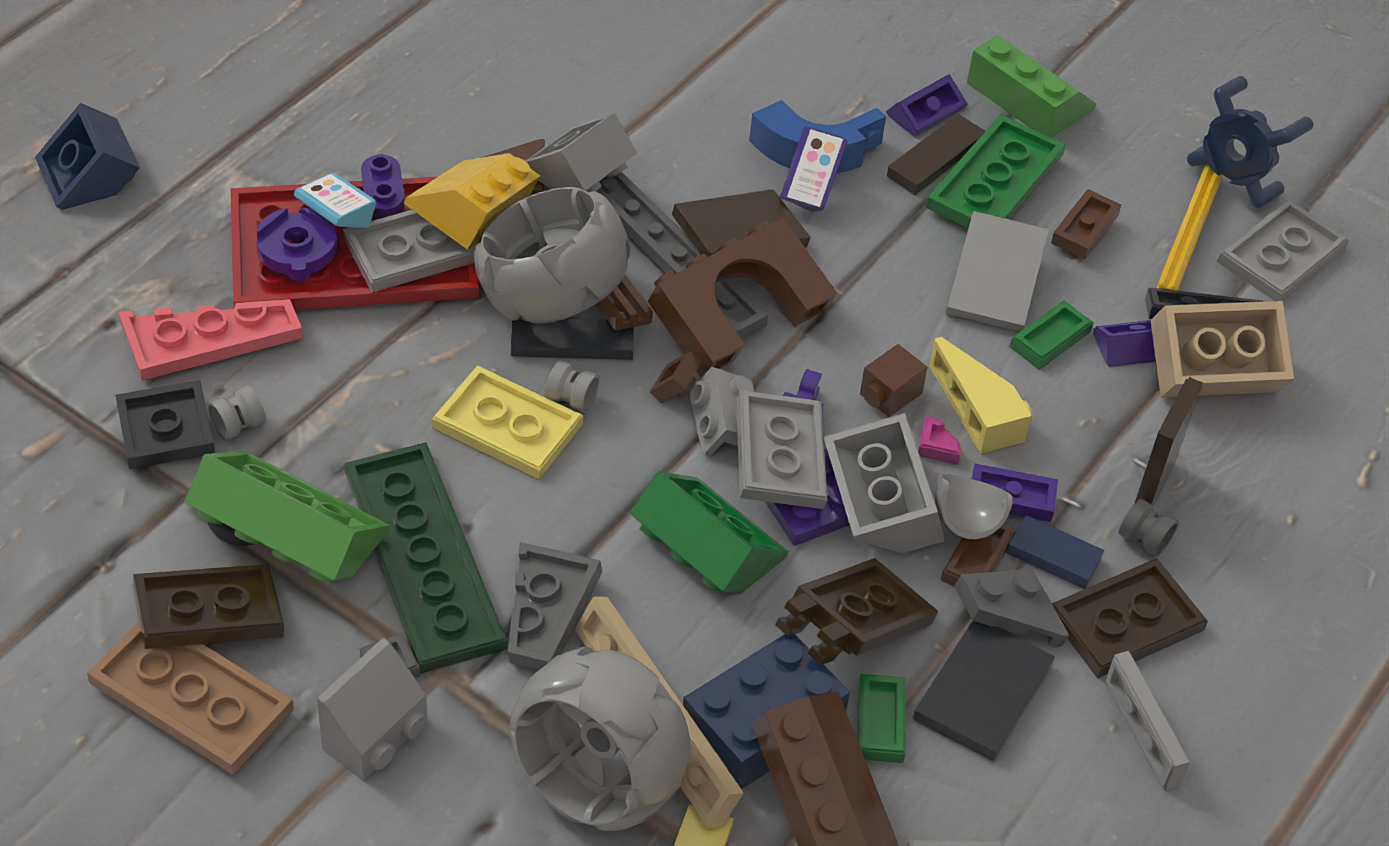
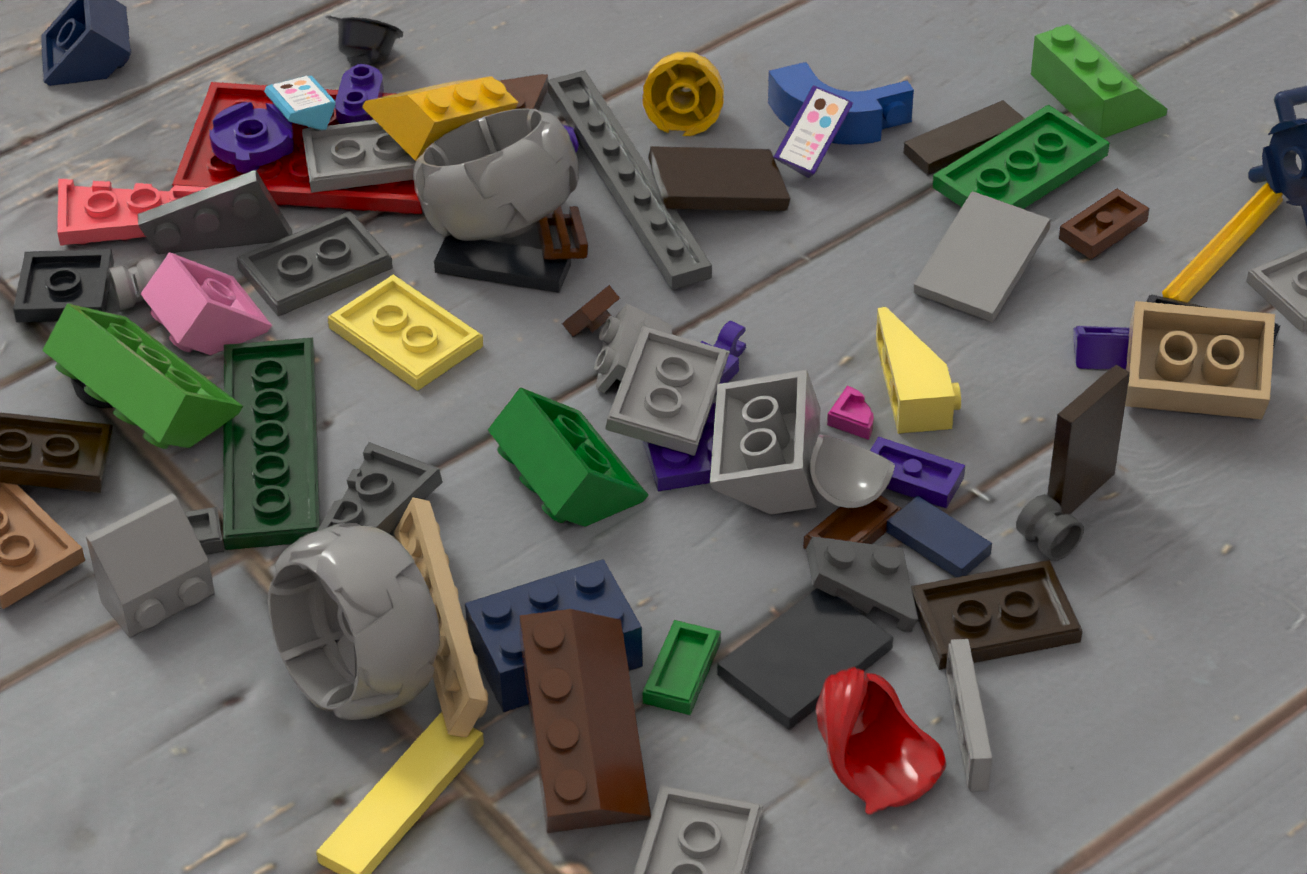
camera: 20 degrees right, 5 degrees down
(291, 333) = (216, 217): none -> dark grey wing
(310, 427) = (202, 306): none -> bright pink slope
(363, 127) = (365, 39): none -> black piece
(395, 363) = (314, 263): none -> dark grey tile
(572, 386) = (475, 303): light grey wheel -> none
(584, 155) = (573, 88): light grey slope -> none
(682, 145) = (683, 93): none -> yellow cylinder
(767, 256) = (725, 205): reddish brown arch -> none
(856, 610) = (683, 553): dark brown tile -> none
(893, 380) = (823, 345): reddish brown brick -> none
(928, 106) = (974, 89): dark purple slope -> none
(1051, 334) = (1022, 327): green tile -> none
(1080, 763) = (874, 741): none -> red piece

